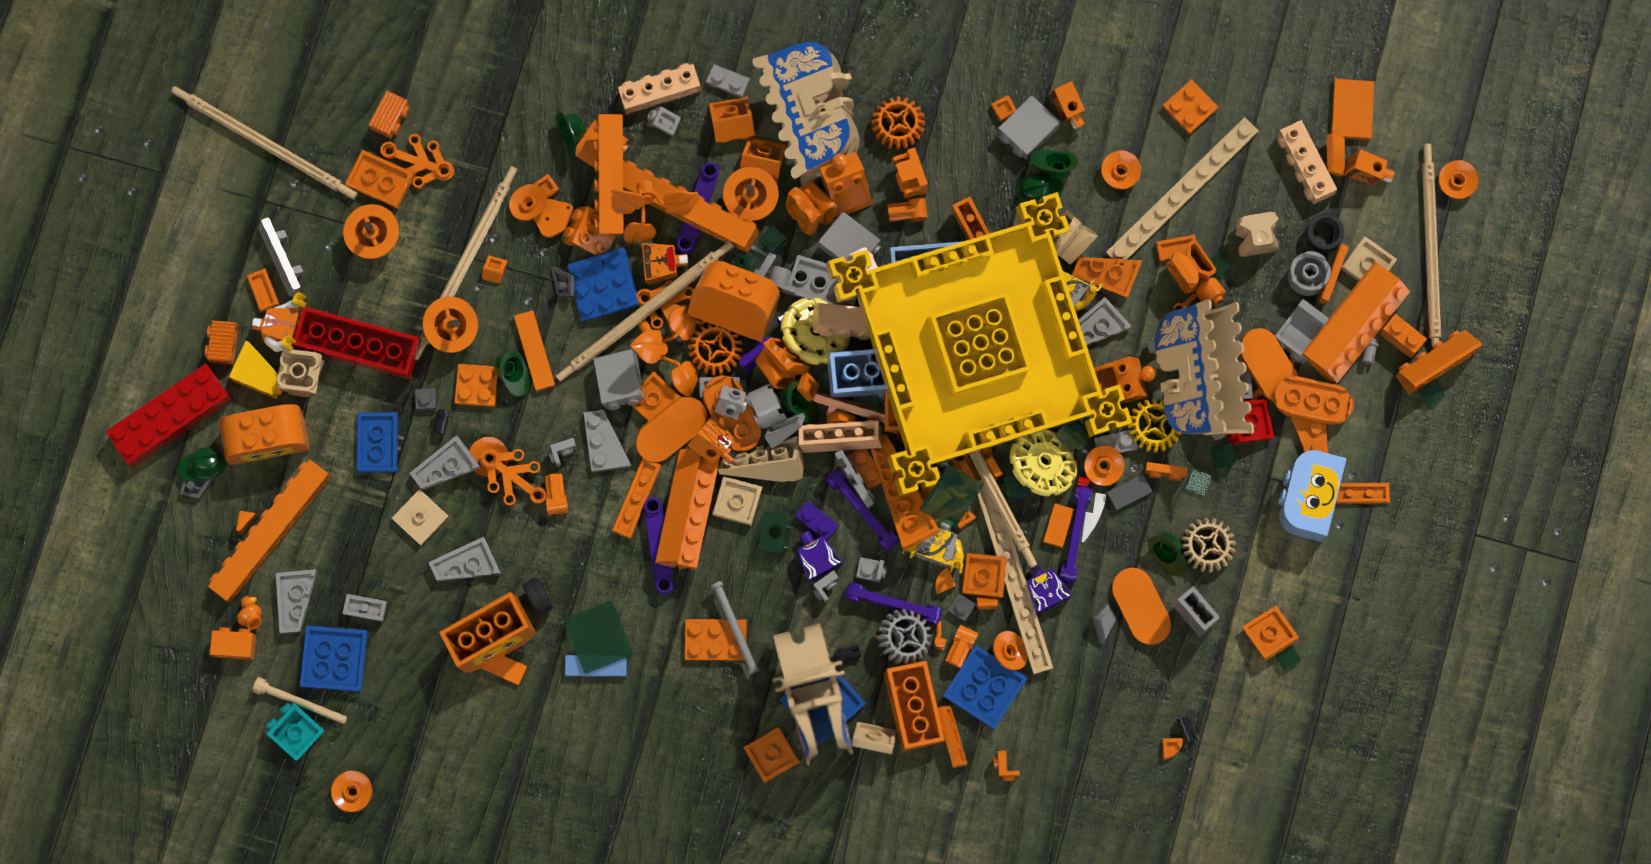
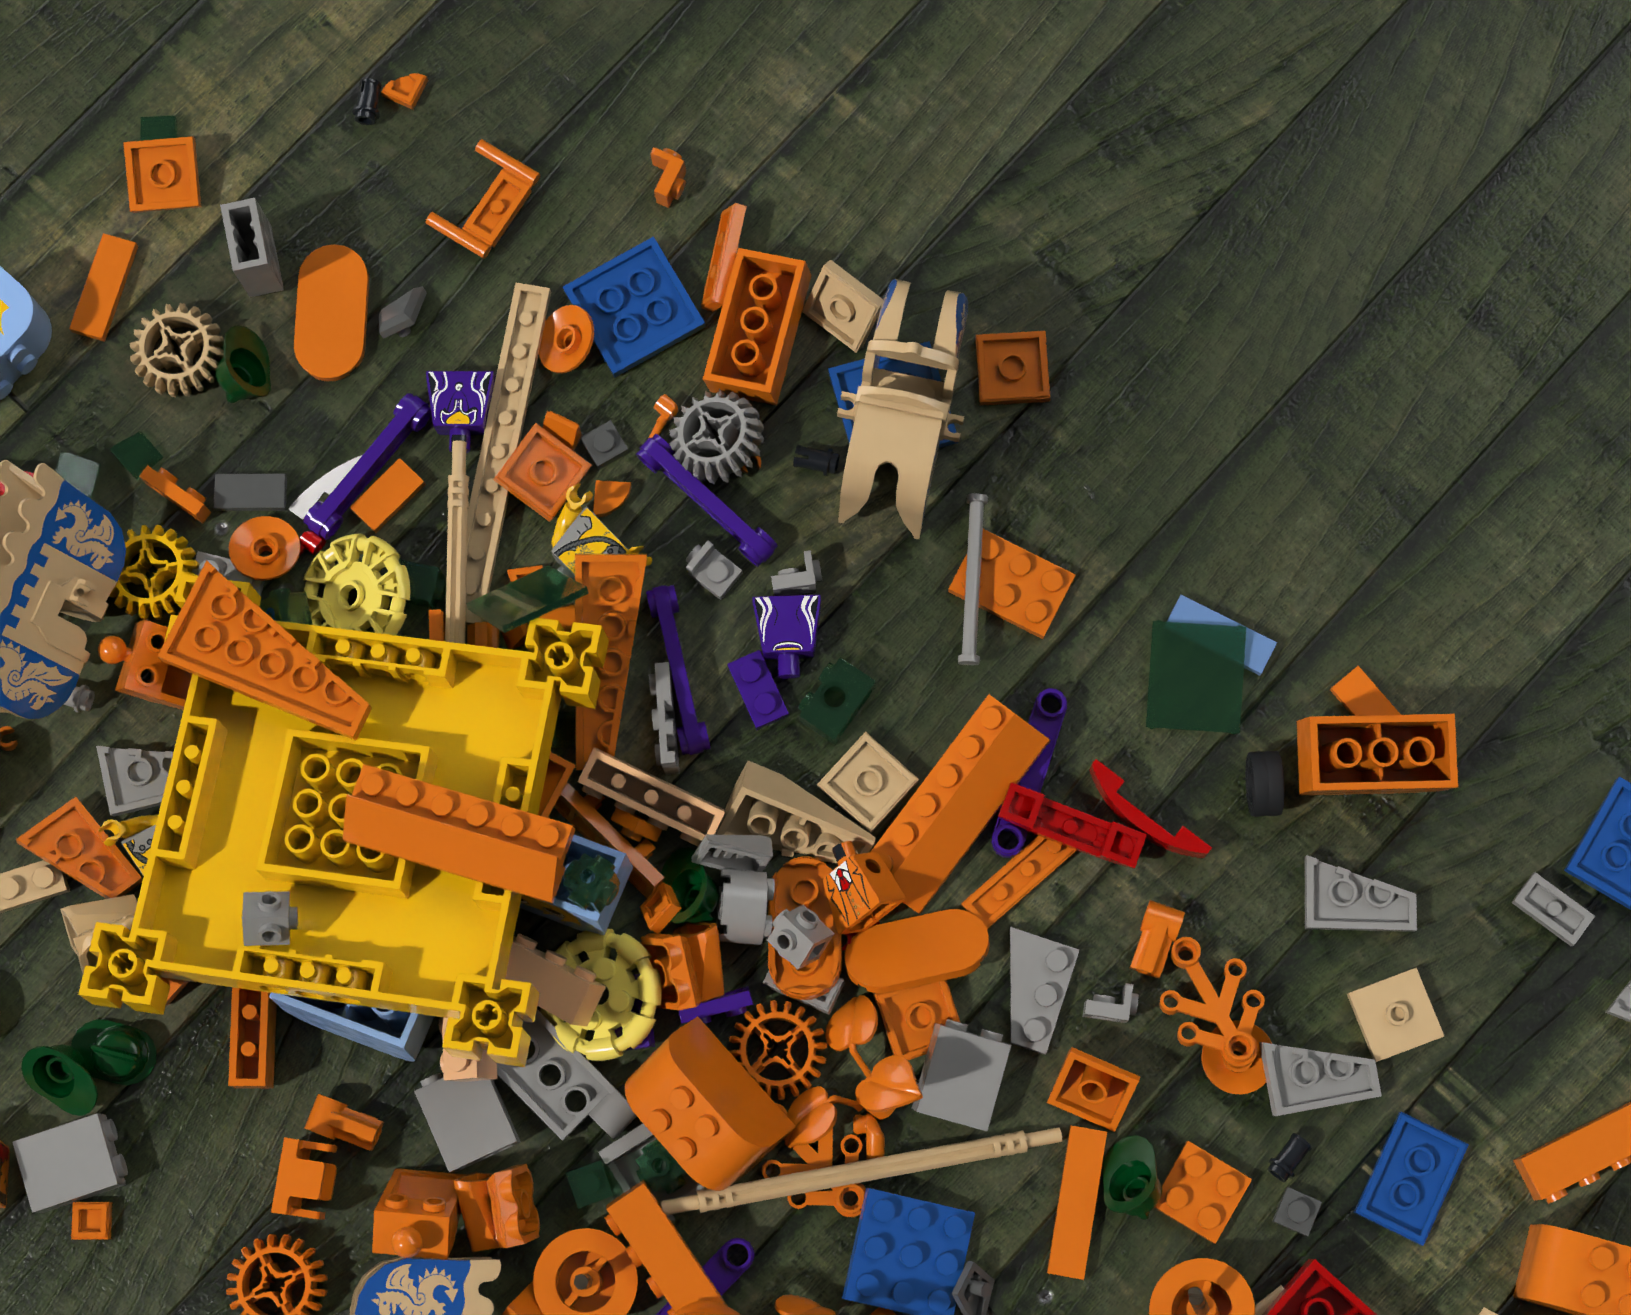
camera: 150 degrees left, 0 degrees up
(552, 407) = (1093, 1089): none -> orange slope
(566, 548) = (1109, 784): none -> red slope
(623, 527) = (1071, 827): none -> red slope
(661, 262) = (792, 1244): orange torso -> none
(840, 374) = (597, 893): none -> clear green brick
(866, 467) = (637, 733): orange plate -> none
(916, 353) = (457, 833): none -> orange slope
(963, 642) = (628, 390): orange piece -> none
(985, 270) = (268, 918): none -> light grey brick
(1075, 396) = (247, 651): none -> orange wing
(1086, 704) = (496, 207): none -> orange plate
(1267, 560) = (103, 287): none -> orange tile

